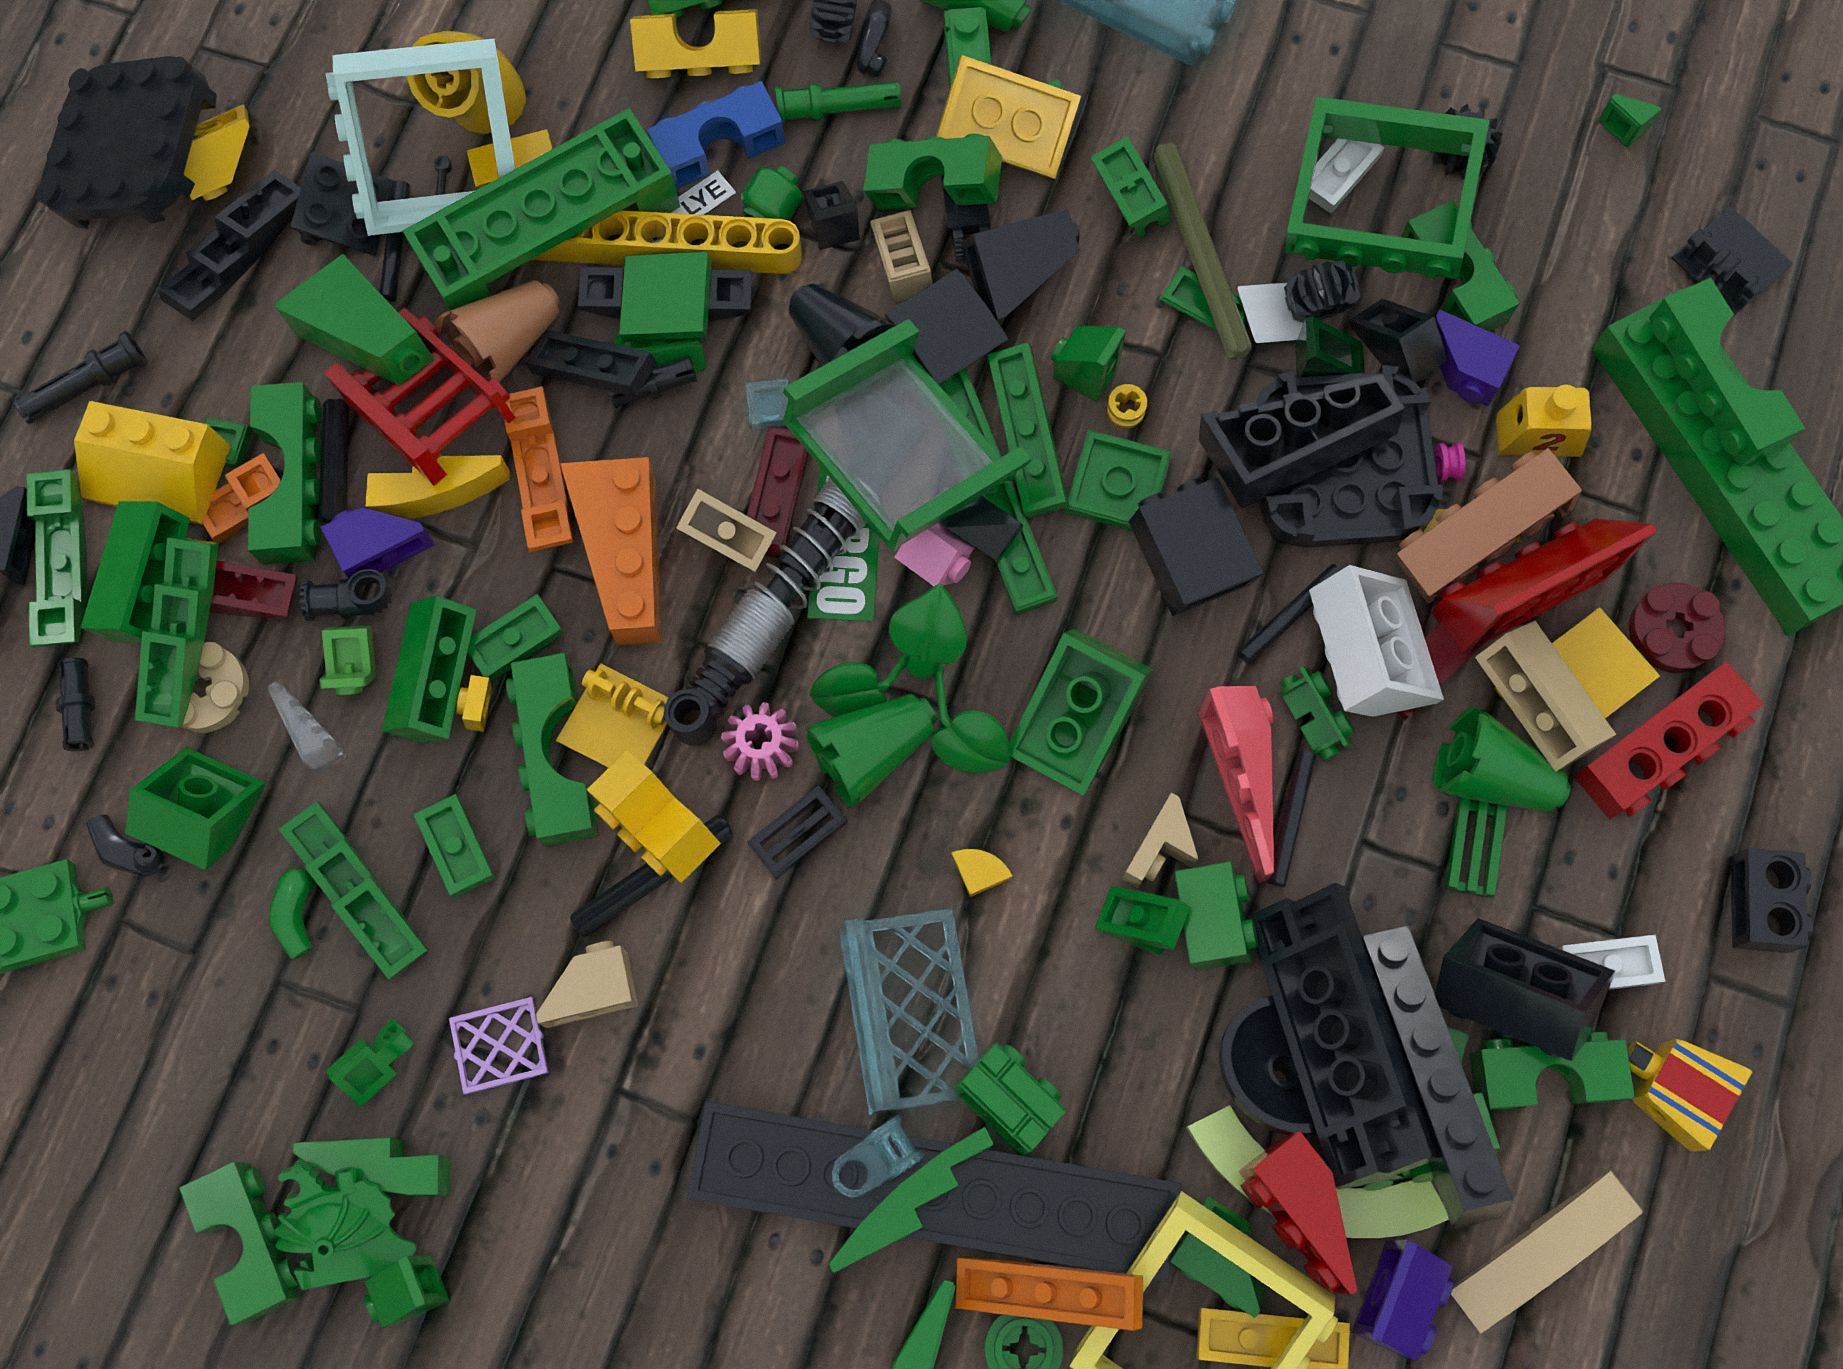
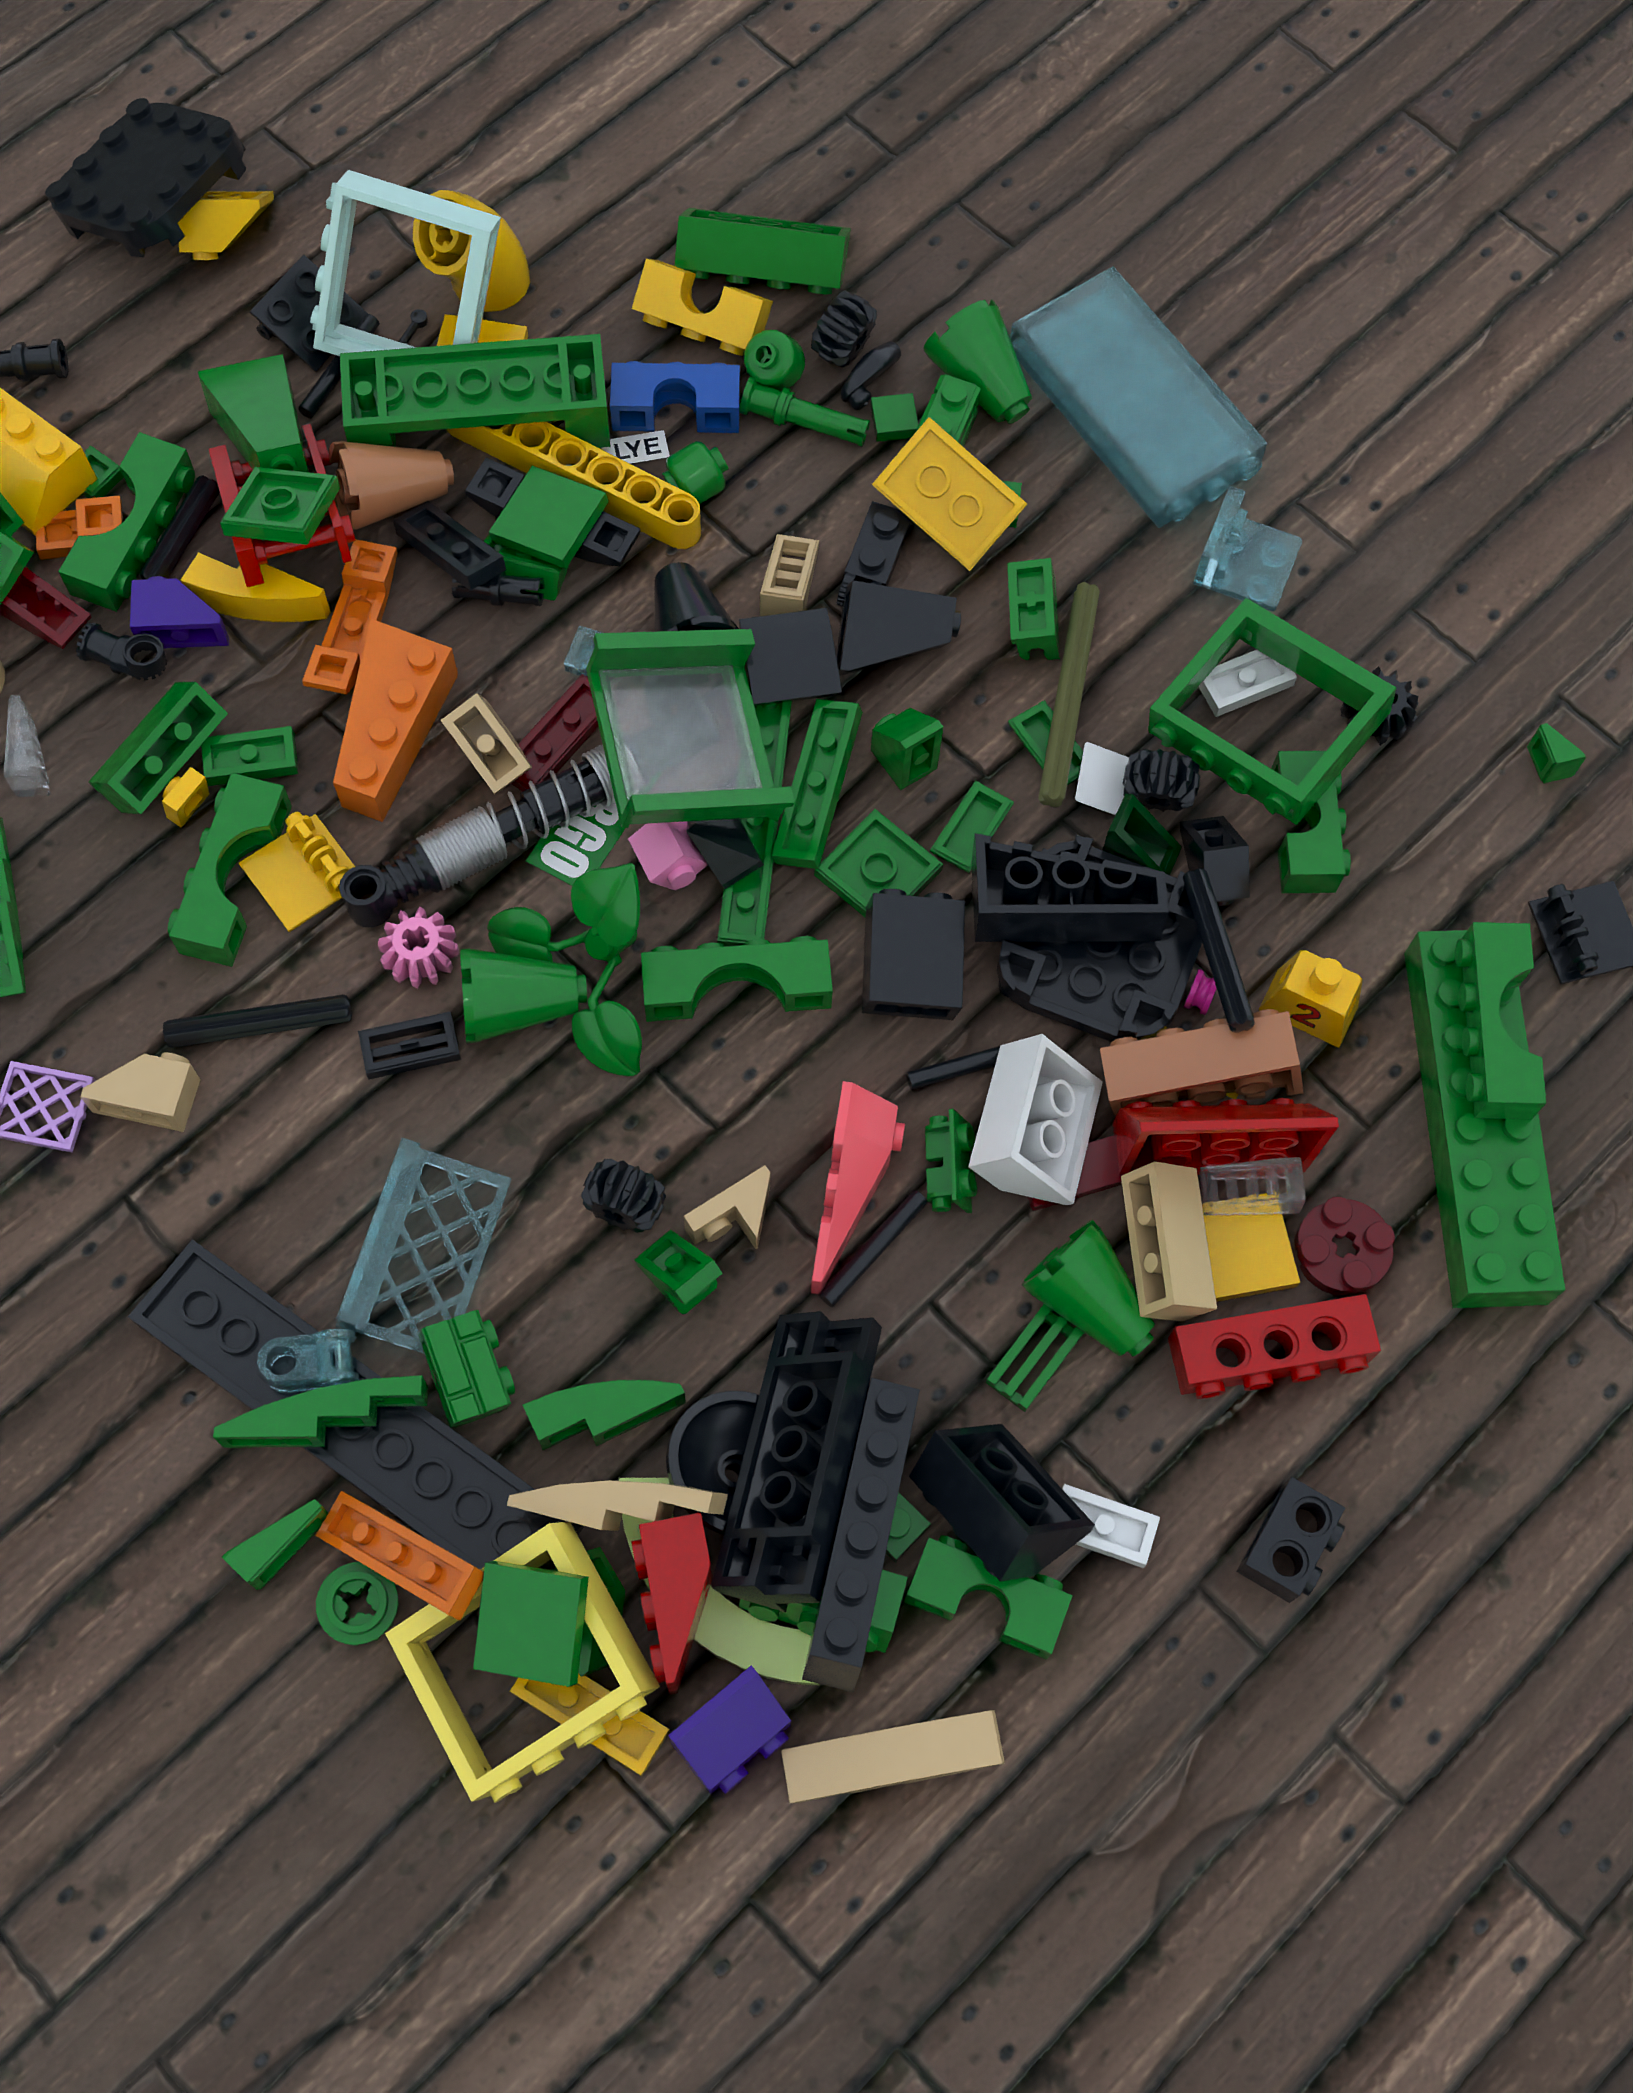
camera: 20 degrees right, 5 degrees down
(230, 250) = (186, 312): black slope -> none
(348, 659) = (95, 707): bright green bracket -> none
(429, 397) = (280, 505): none -> green tile
(454, 846) = (97, 912): green plate -> none
(651, 818) = (279, 965): yellow brick -> none
(801, 62) = (774, 359): none -> green head
(832, 215) = (742, 514): black slope -> none
(901, 168) = (882, 519): green arch -> none
(915, 68) = (894, 416): none -> green tile
(980, 870) = (556, 1157): yellow tile -> none
(1063, 878) = (623, 1195): none -> black gear
(1078, 710) = (725, 1054): green slope -> none
(1100, 608) = (792, 971): none -> green arch
(1123, 394) = (919, 815): yellow bush -> none
(1141, 1075) = (602, 1408): none -> green slope
(1178, 407) = (978, 813): none -> green tile
(1197, 1162) = (604, 1502): none -> tan slope
(1205, 1300) = (531, 1623): none -> green tile
(1216, 919) = (746, 1298): green brick -> none
(1284, 59) = (1246, 556): none -> clear light blue bracket
(1458, 421) = (1218, 950): none -> black axle
(1475, 358) = (1278, 907): dark purple slope -> none
(1608, 596) = (1270, 1170): none -> clear slope
(1686, 1090) = (1111, 1673): torso -> none

